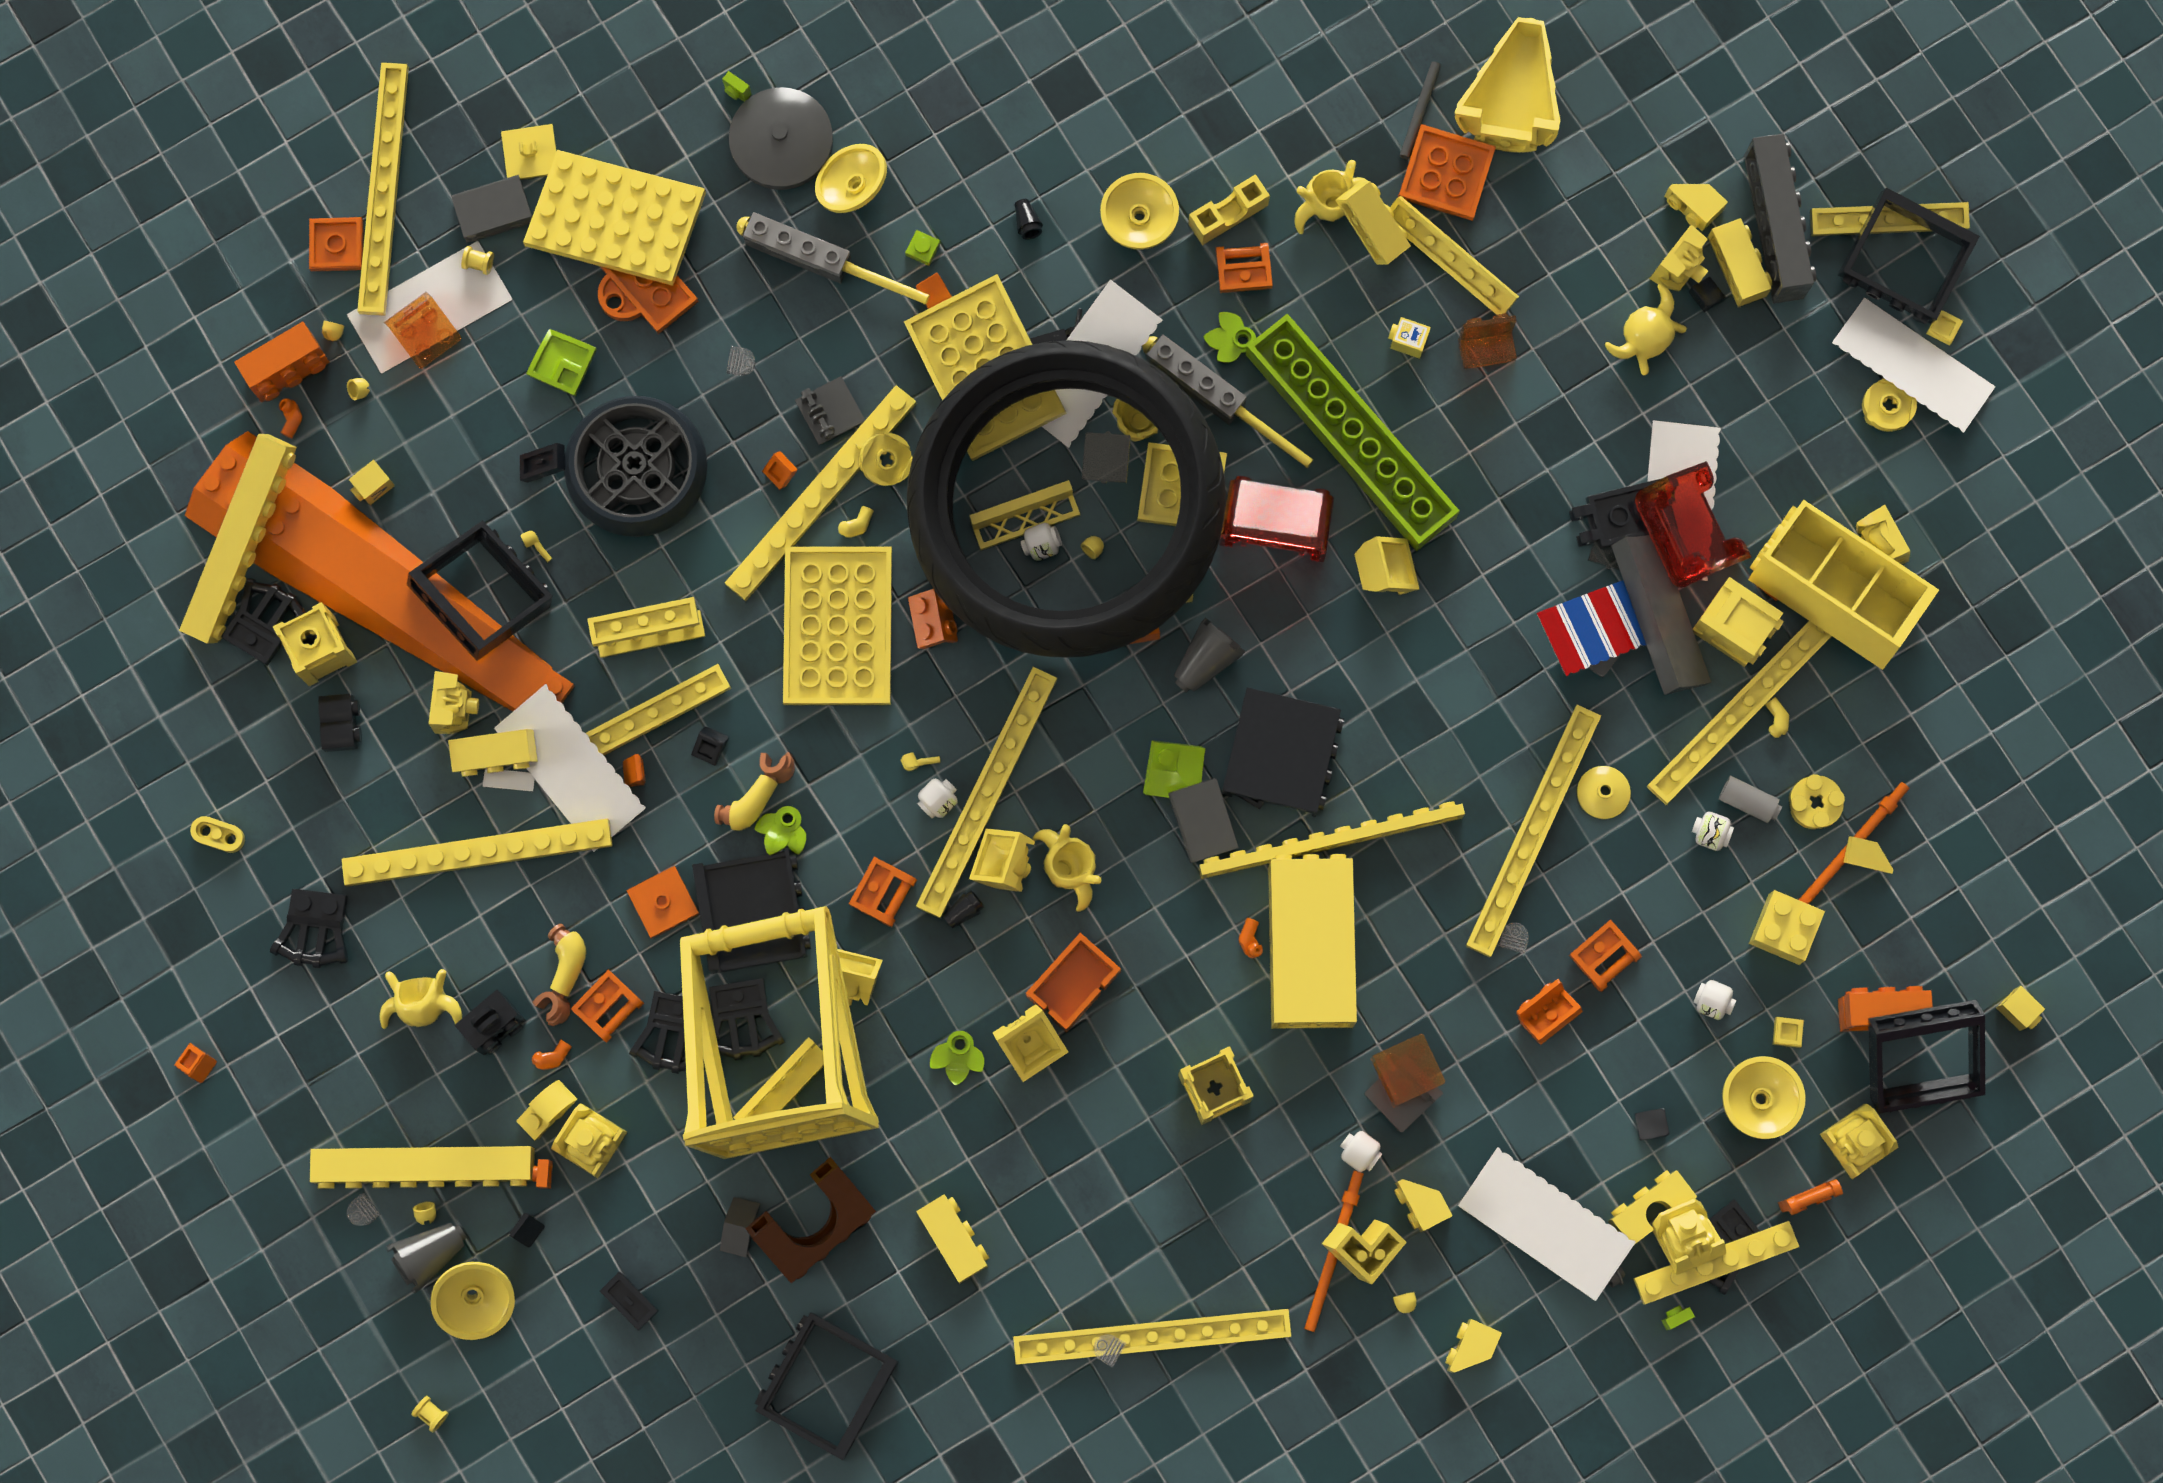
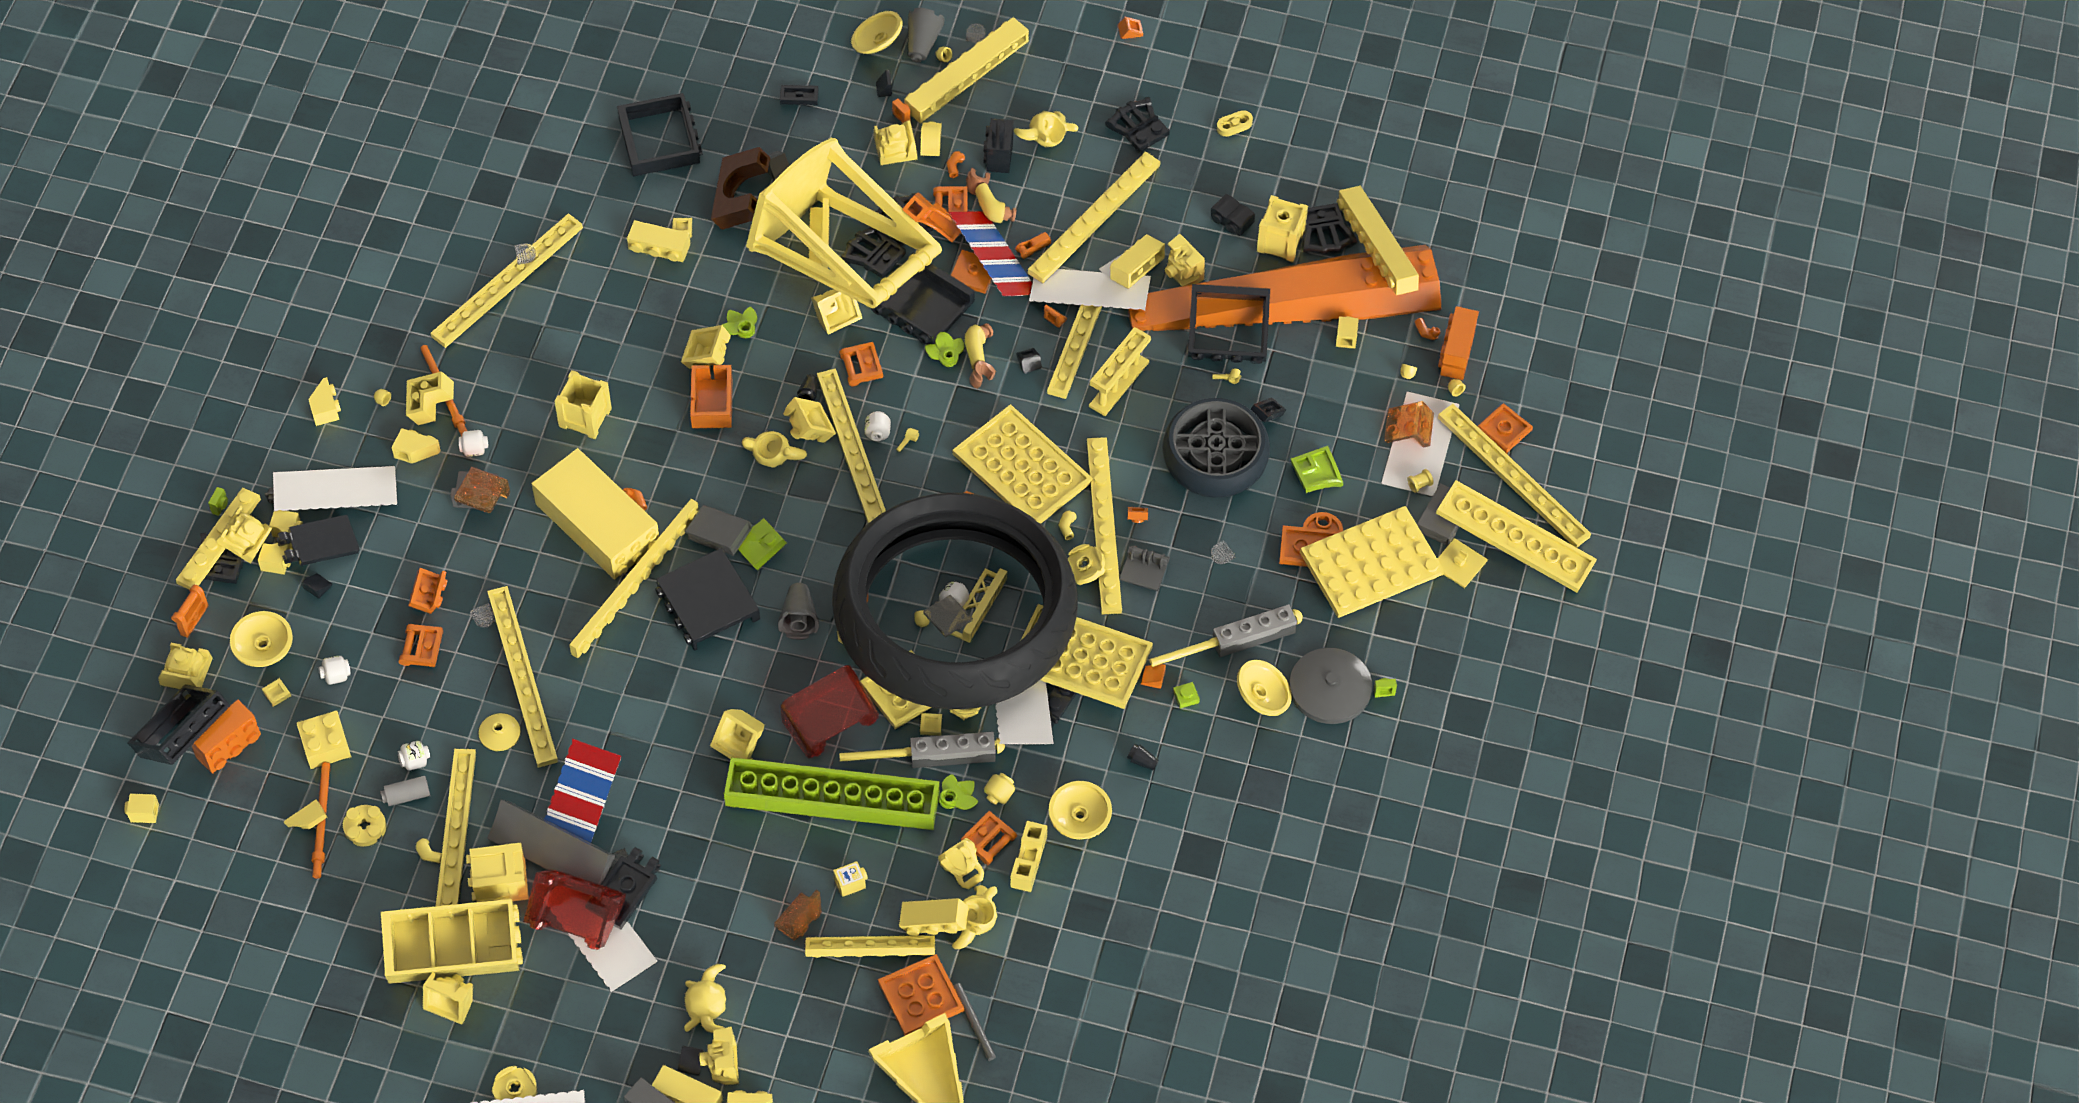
camera: 135 degrees right, 20 degrees down
(455, 119) = (1516, 536): none -> light yellow plate
(568, 876) = (1035, 244): none -> orange bar
(626, 897) = (993, 253): none -> sticker
(659, 995) = (932, 215): none -> orange arch
(908, 1240) = (683, 224): none -> light yellow tile
(1189, 303) = (999, 789): none -> light yellow head
(1292, 265) = (962, 860): none -> light yellow piece
(1614, 1167) = (319, 541): none -> black tile

